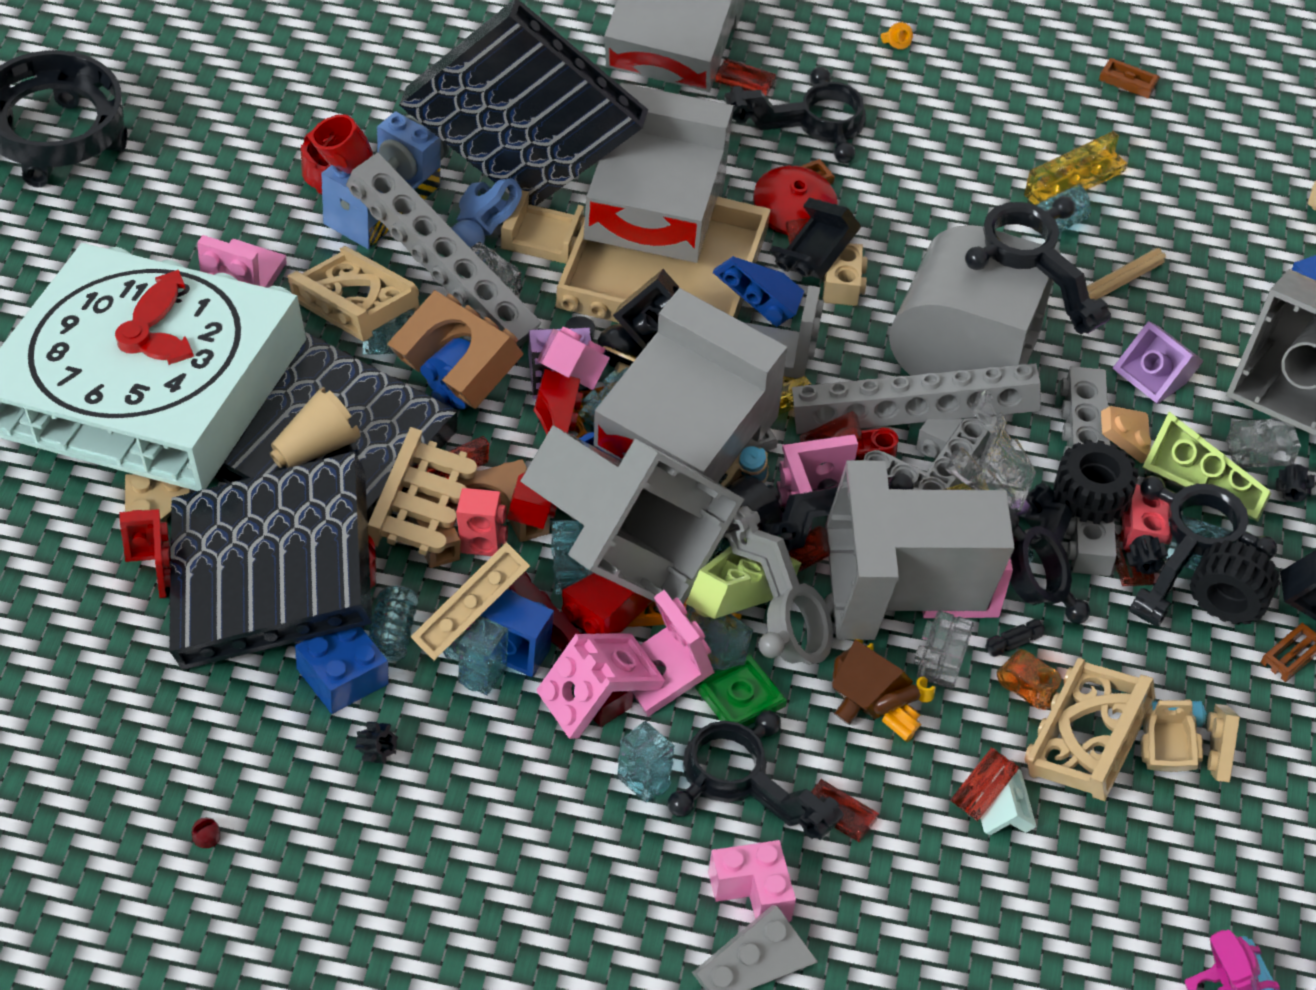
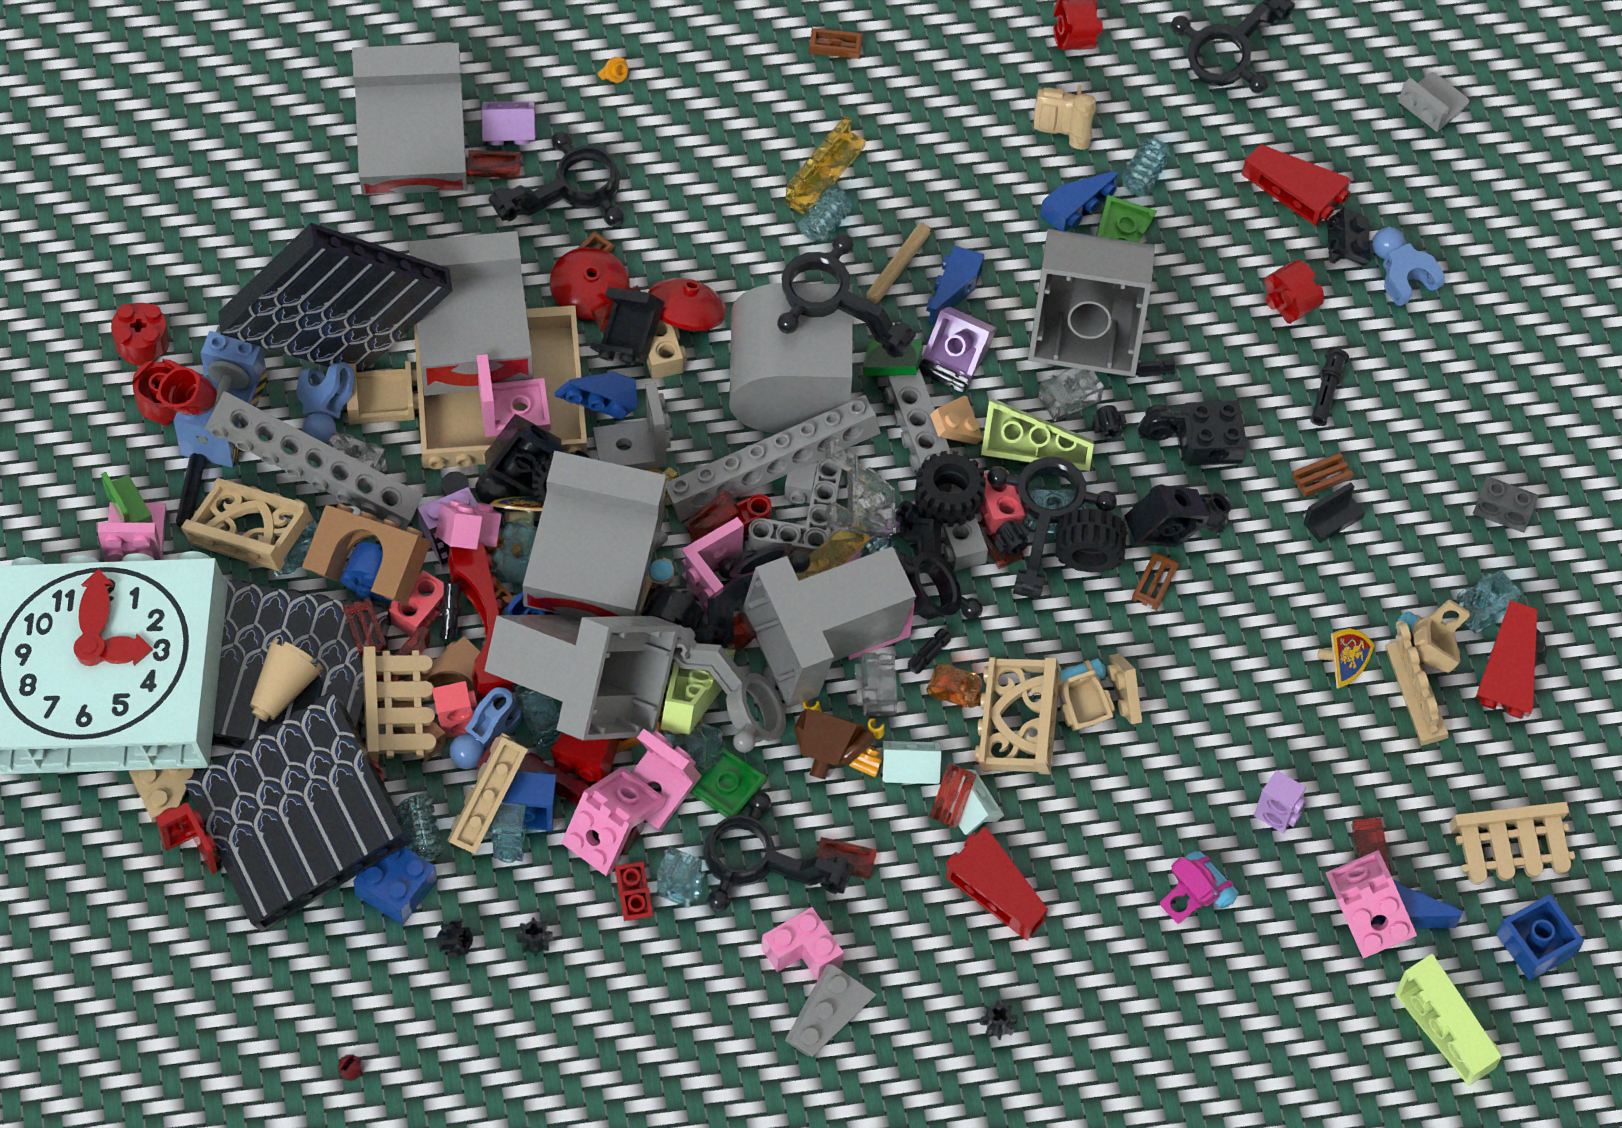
camera: 20 degrees left, 10 degrees up
(248, 234) = (126, 500): none -> bright green panel
(319, 248) = (190, 488): none -> black axle
(334, 97) = (139, 333): none -> red brick
(425, 398) = (358, 607): none -> clear red tile
(463, 770) = (534, 928): none -> black gear
(496, 418) = (425, 607): none -> coral brick
(520, 432) = (450, 610): none -> black pin
(521, 541) = (484, 727): none -> medium blue piece
(592, 763) = (633, 891): none -> red slope
(650, 259) = (499, 399): none -> bright pink bracket
(774, 45) = (508, 122): none -> lavender slope
(888, 243) = (689, 304): none -> red dish
(951, 739) = (911, 762): none -> light aqua panel
(1000, 893) = (996, 883): none -> red slope
(1081, 353) = (879, 363): none -> tile
(1130, 389) = (944, 375): none -> black axle
(1179, 306) = (958, 280): none -> blue slope

